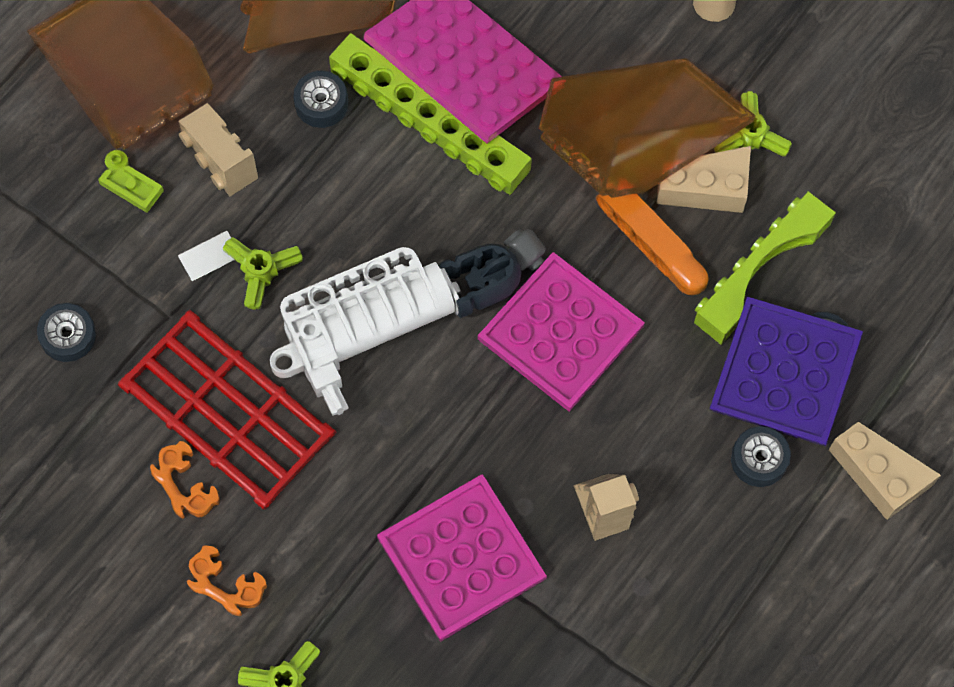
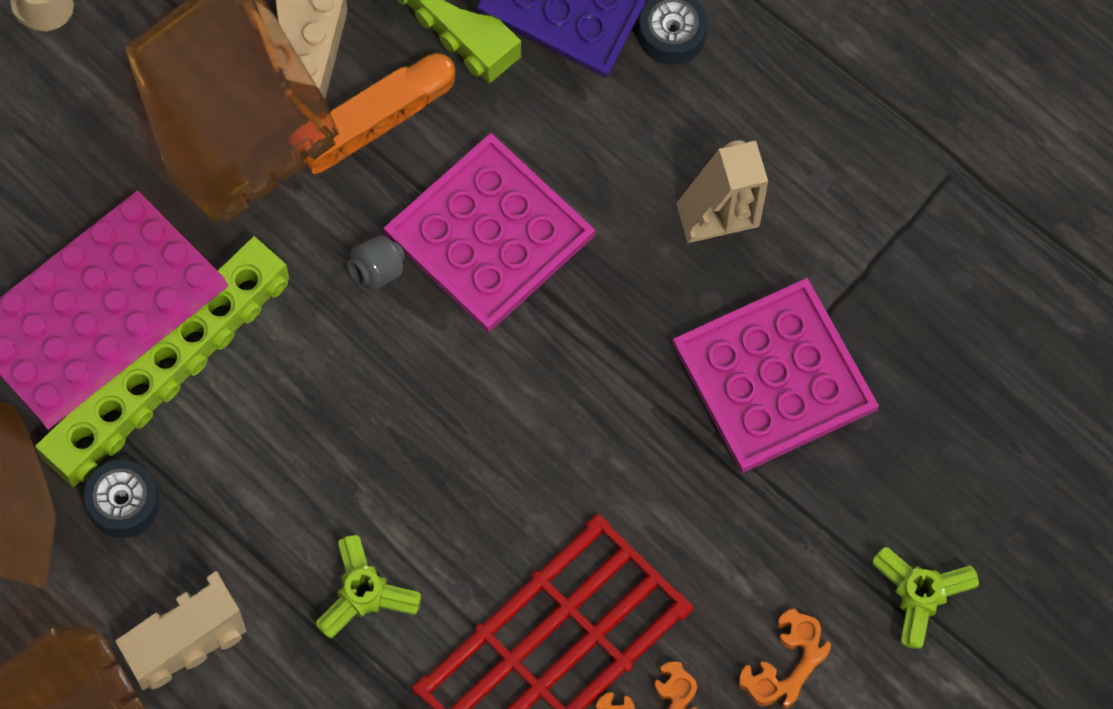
camera: 85 degrees left, 0 degrees up
(206, 256) = (331, 664): white sticker -> none
(384, 309) = (451, 435): white piece -> none

